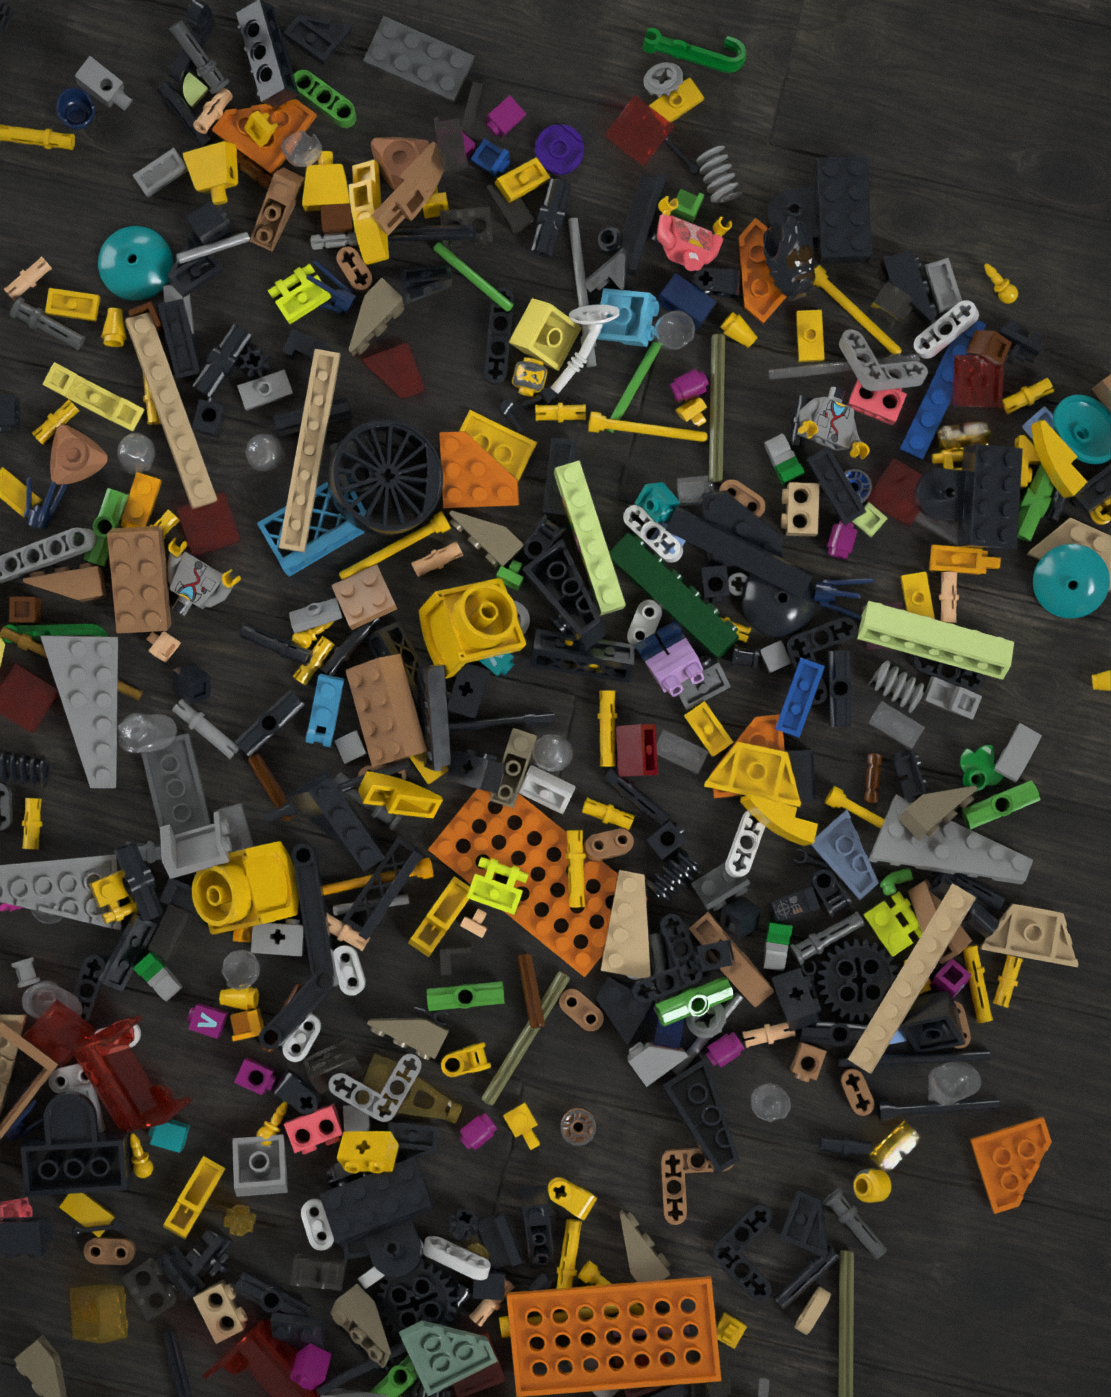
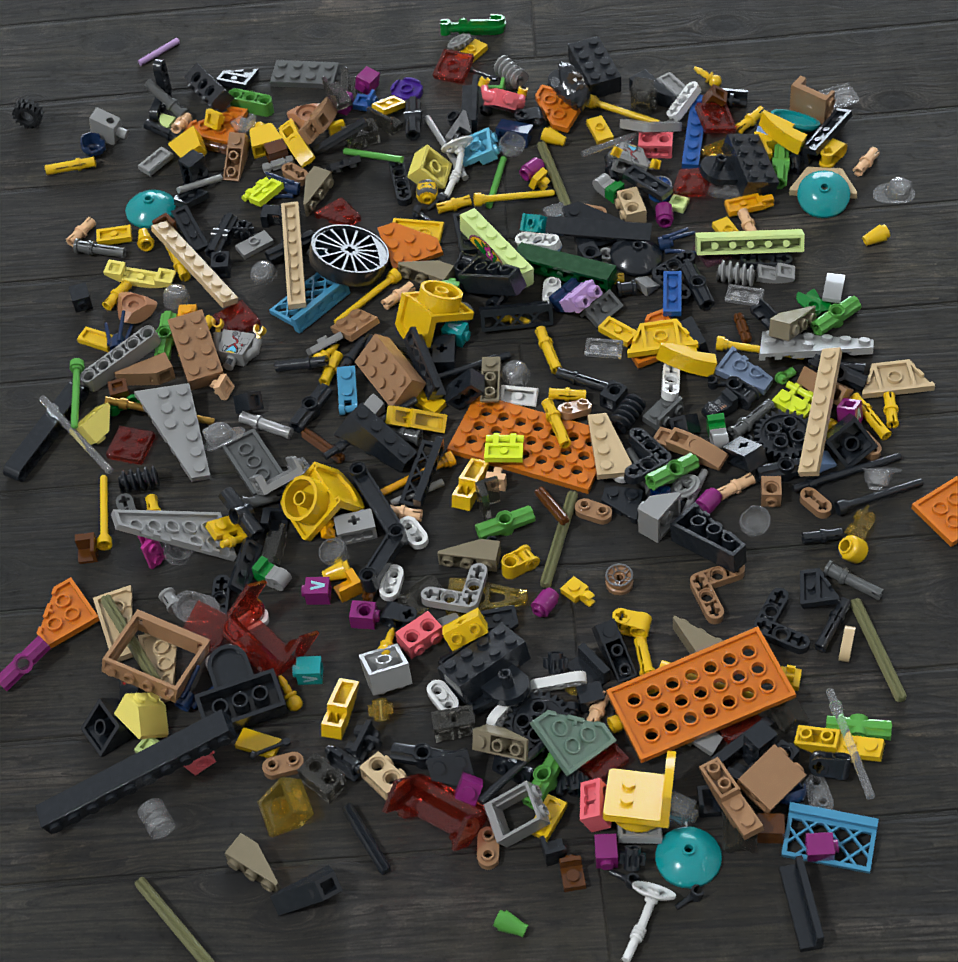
camera: 15 degrees left, 35 degrees down
(637, 750) = (573, 351): dark red brick -> none
(726, 955) = (675, 435): black brick -> none

